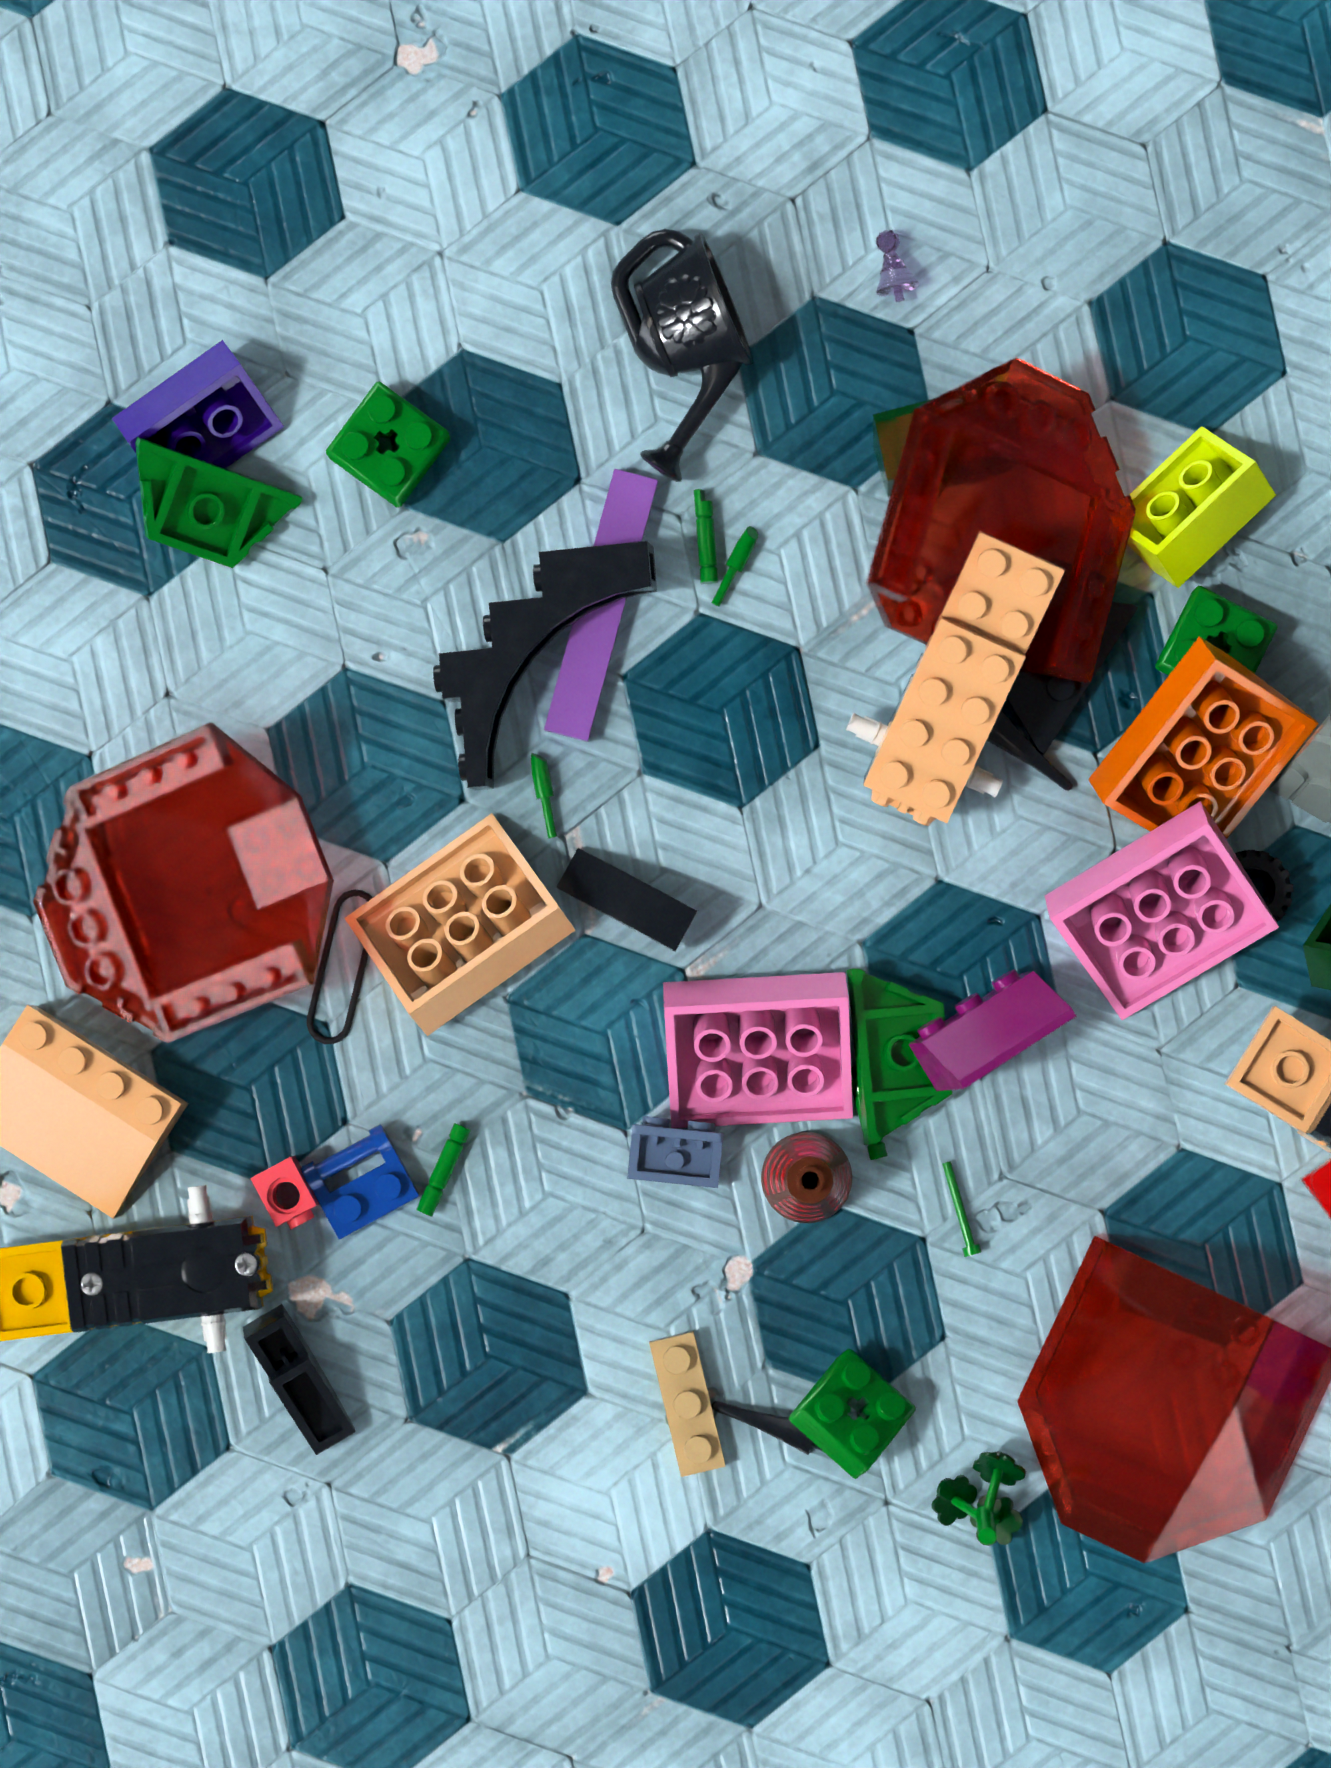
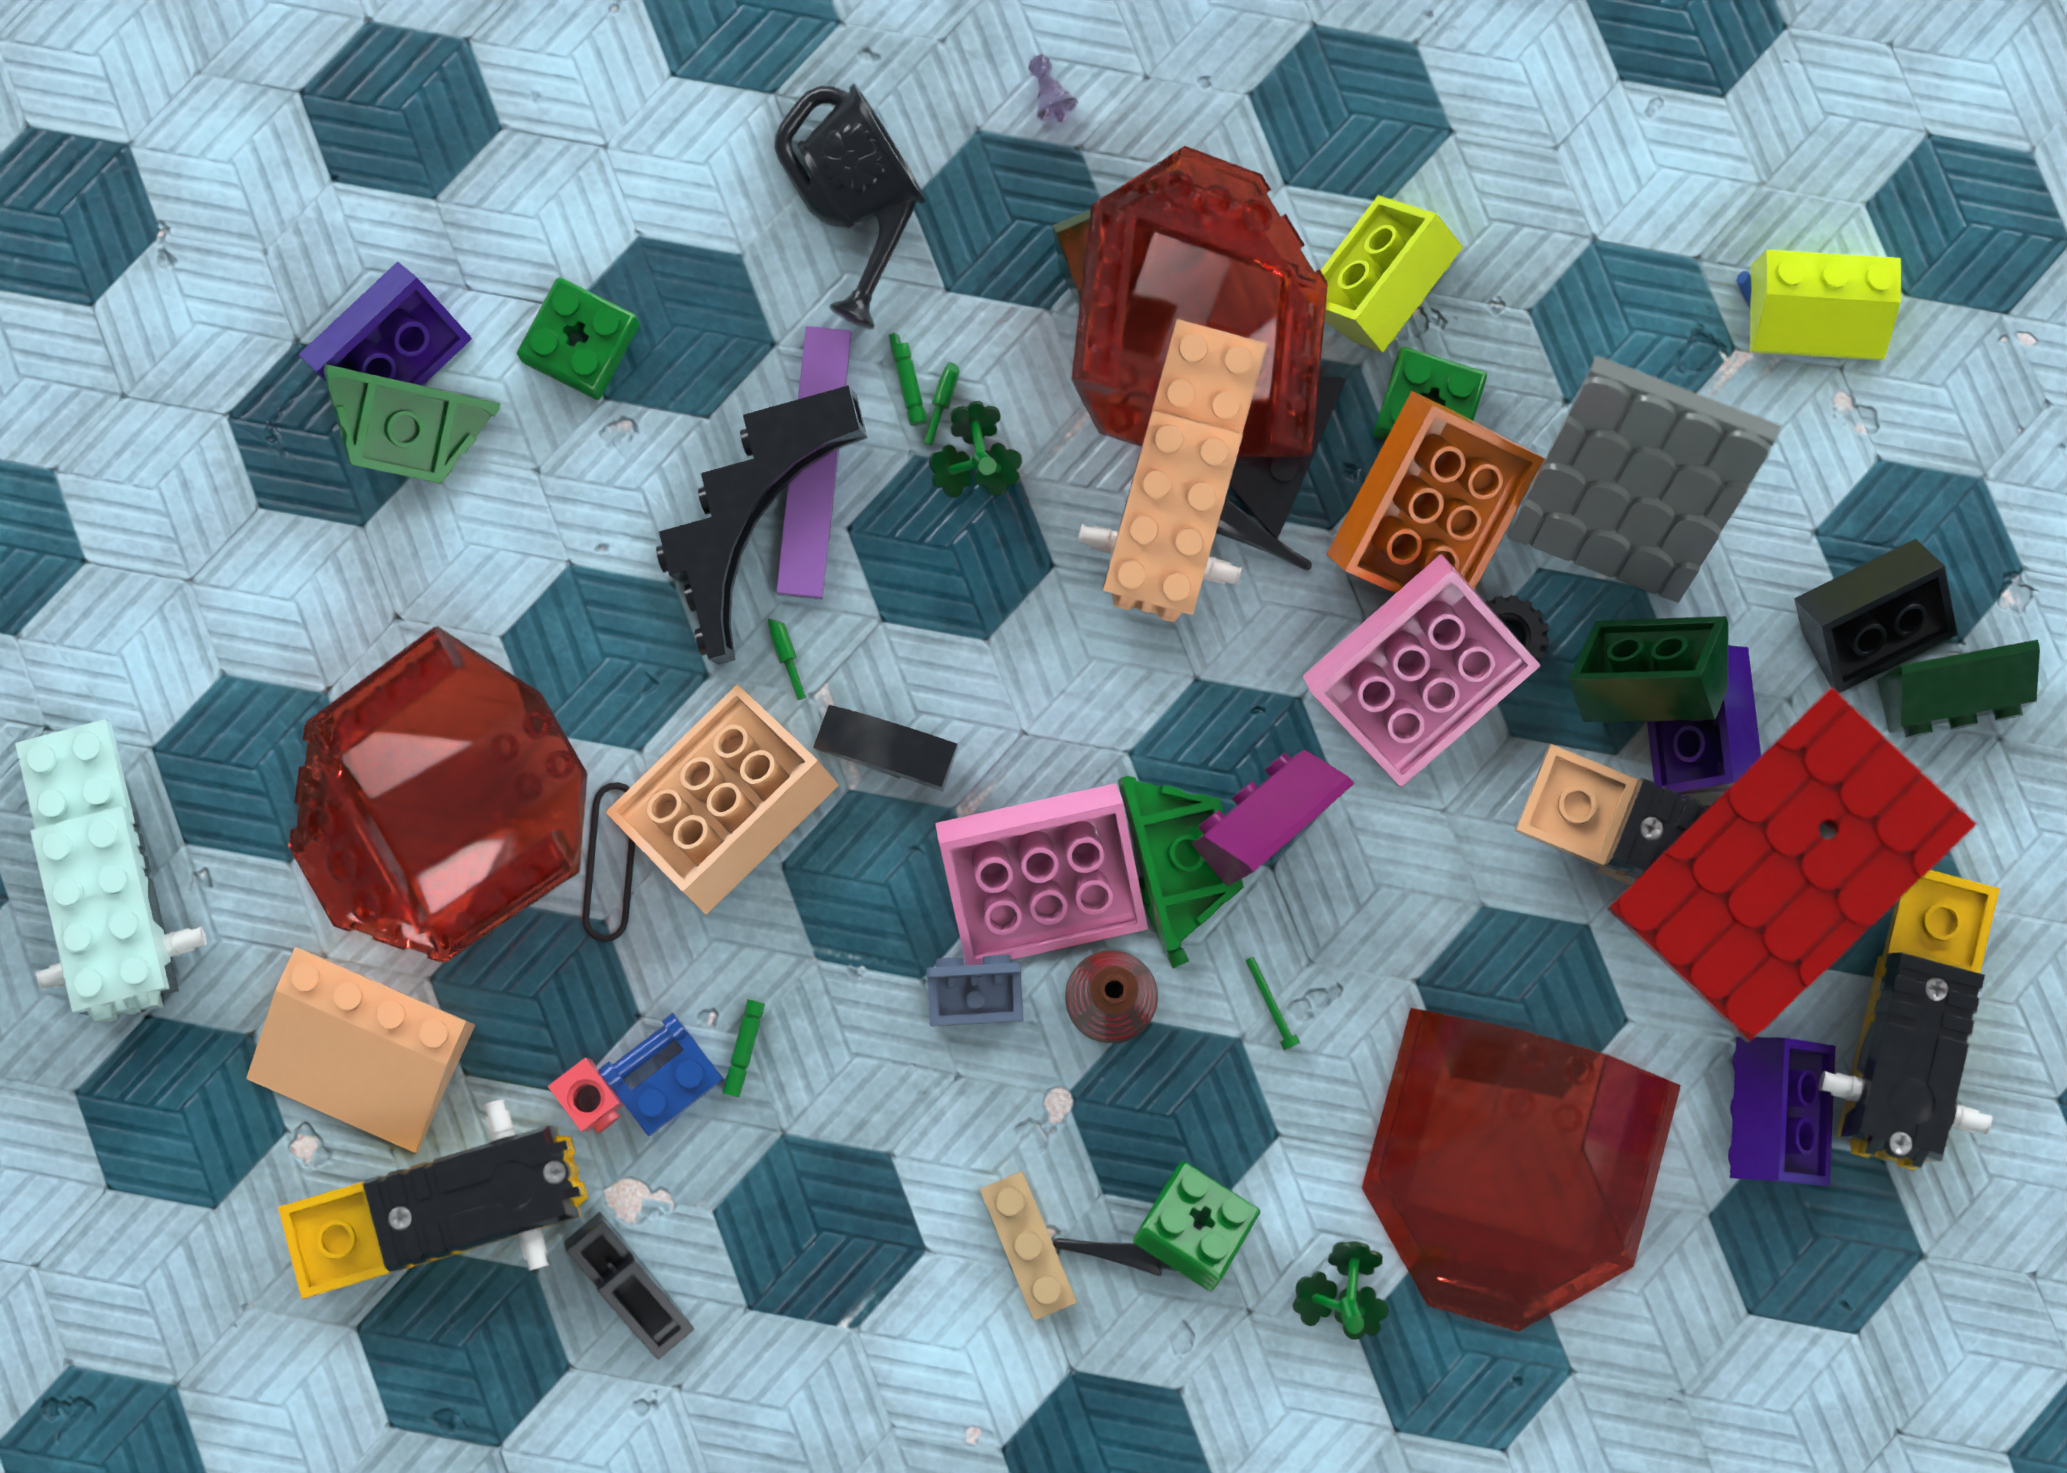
camera: 15 degrees left, 5 degrees down
(776, 639) = (995, 467): none -> dark green plant

